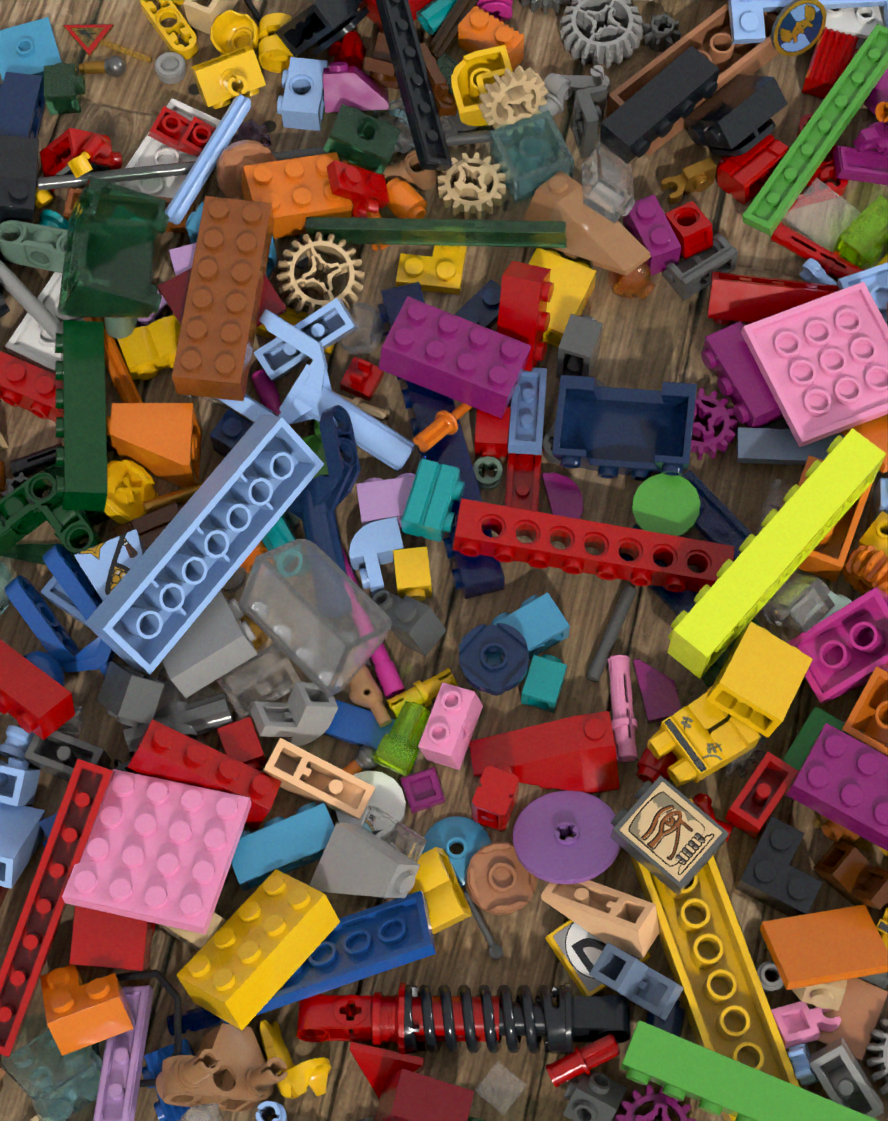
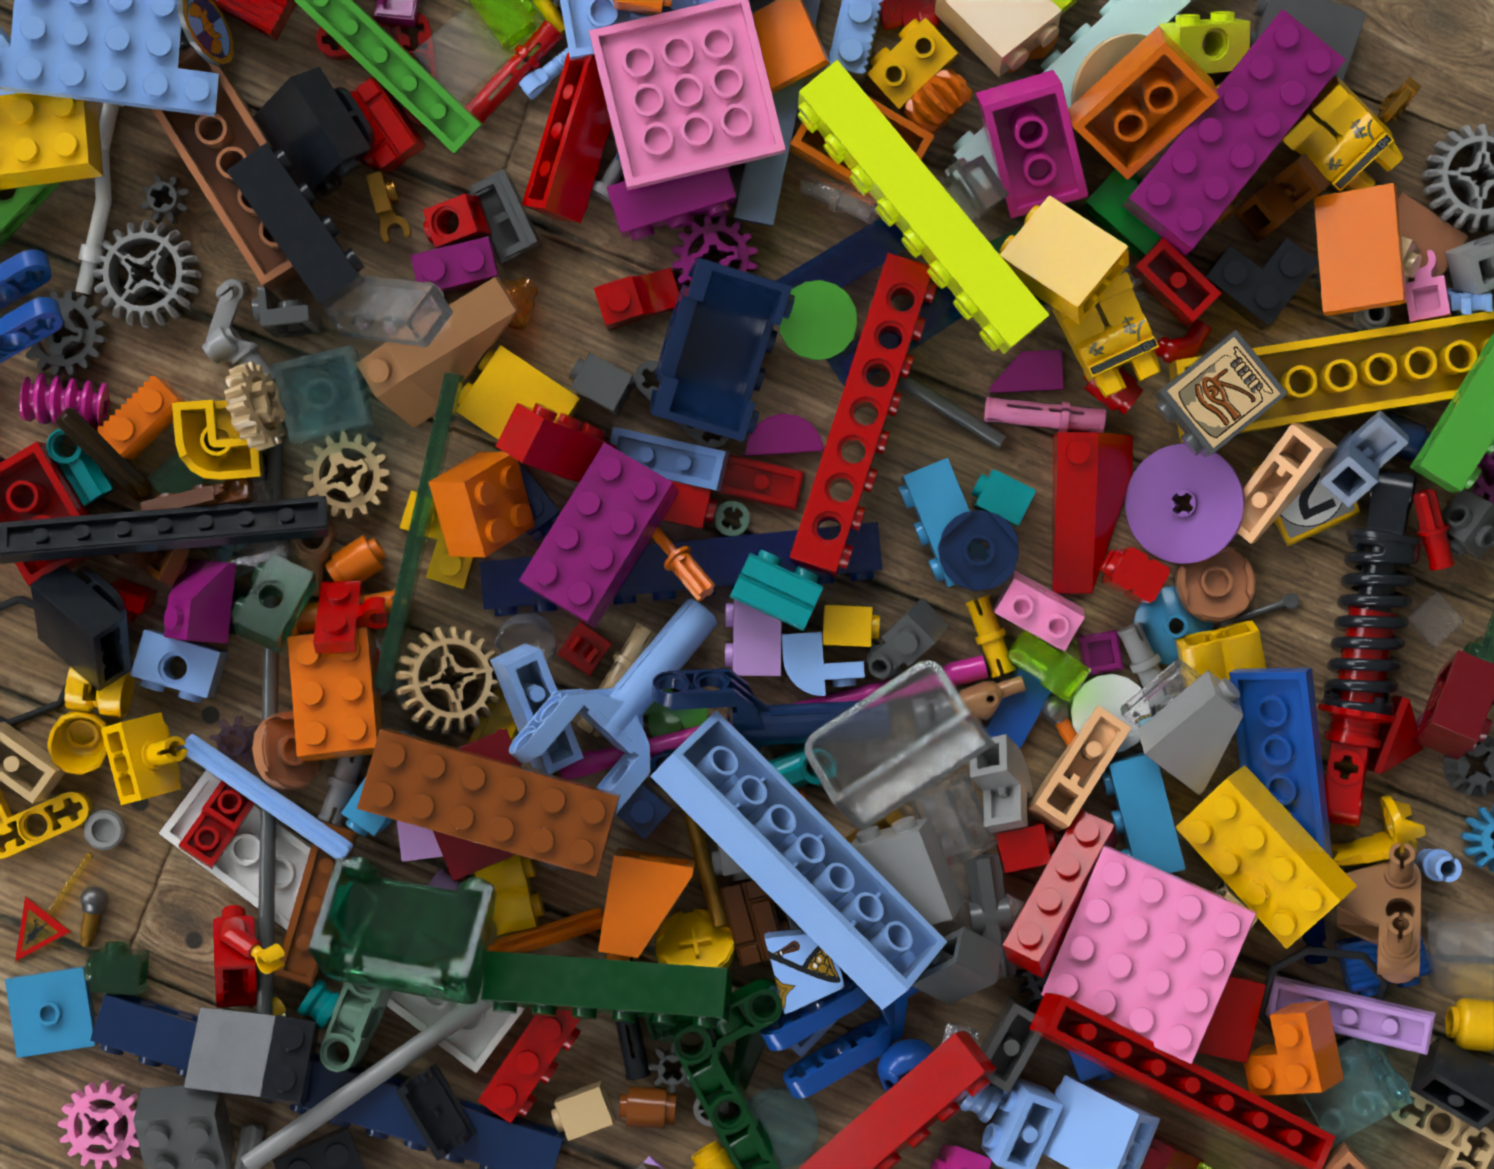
camera: 85 degrees left, 20 degrees up
(431, 819) = (1140, 652): none -> light grey pin
(464, 270) = (481, 504): none -> orange brick
(651, 361) = (637, 297): none -> red arch

